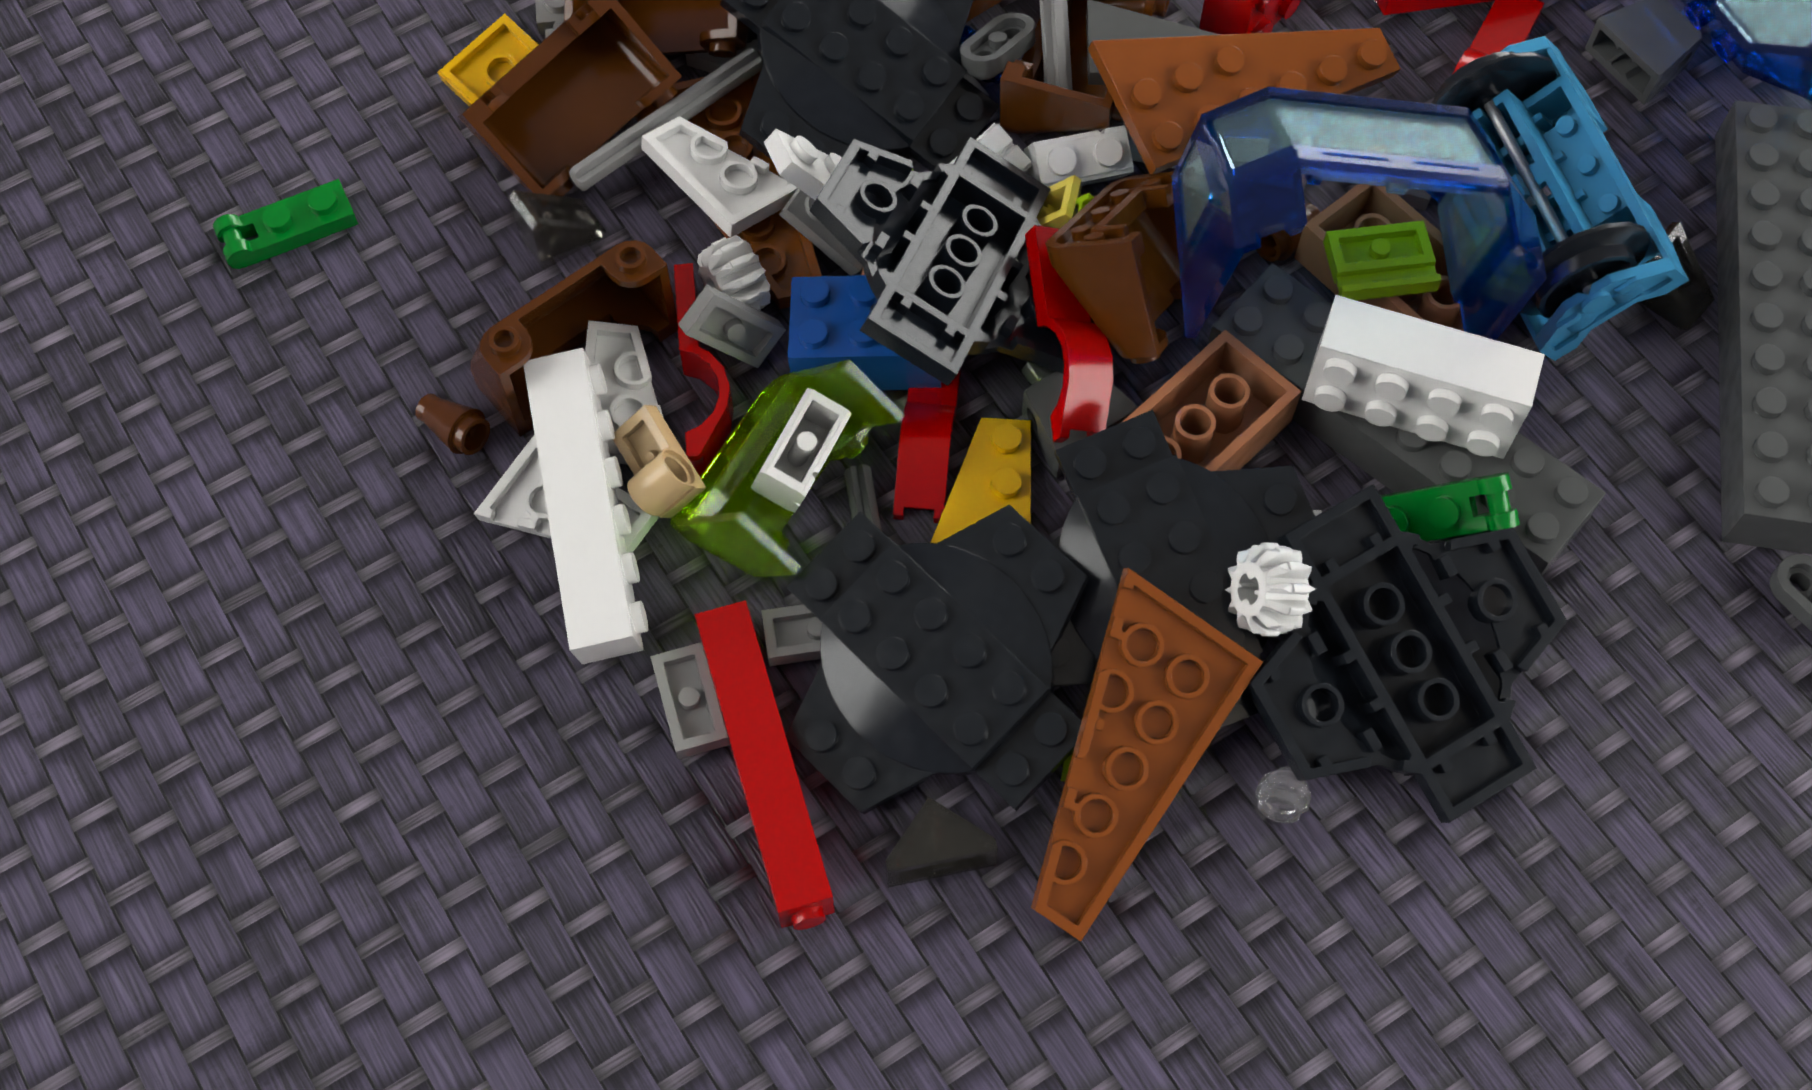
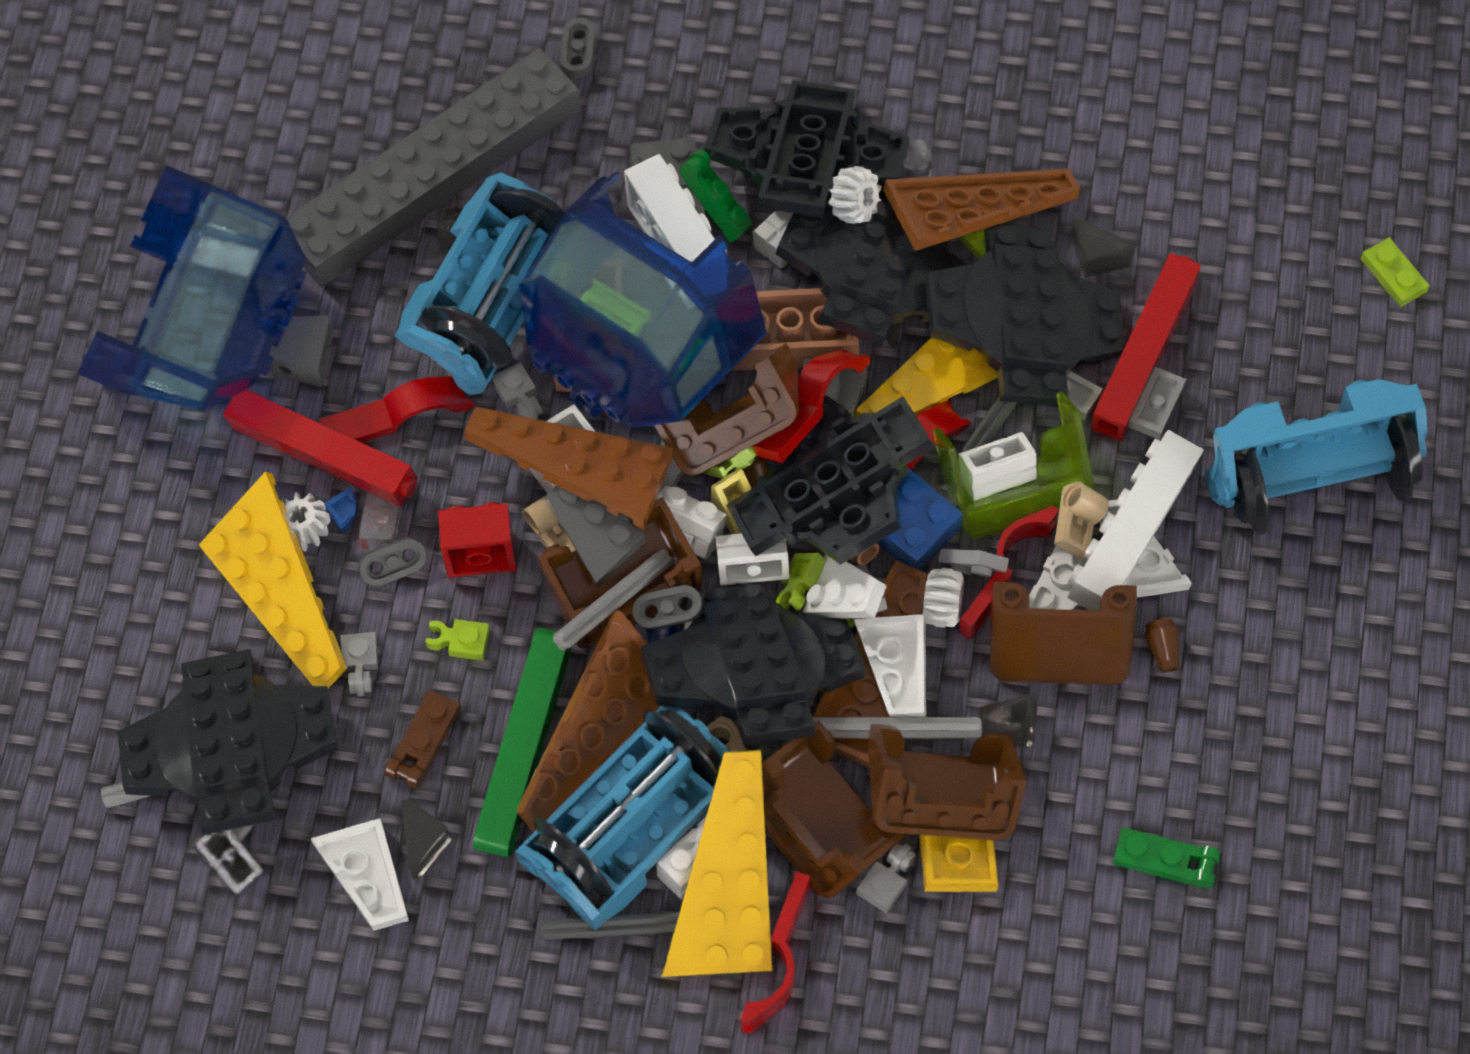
camera: 135 degrees left, 0 degrees up
(365, 805) = (1366, 437): none -> dark azure piece

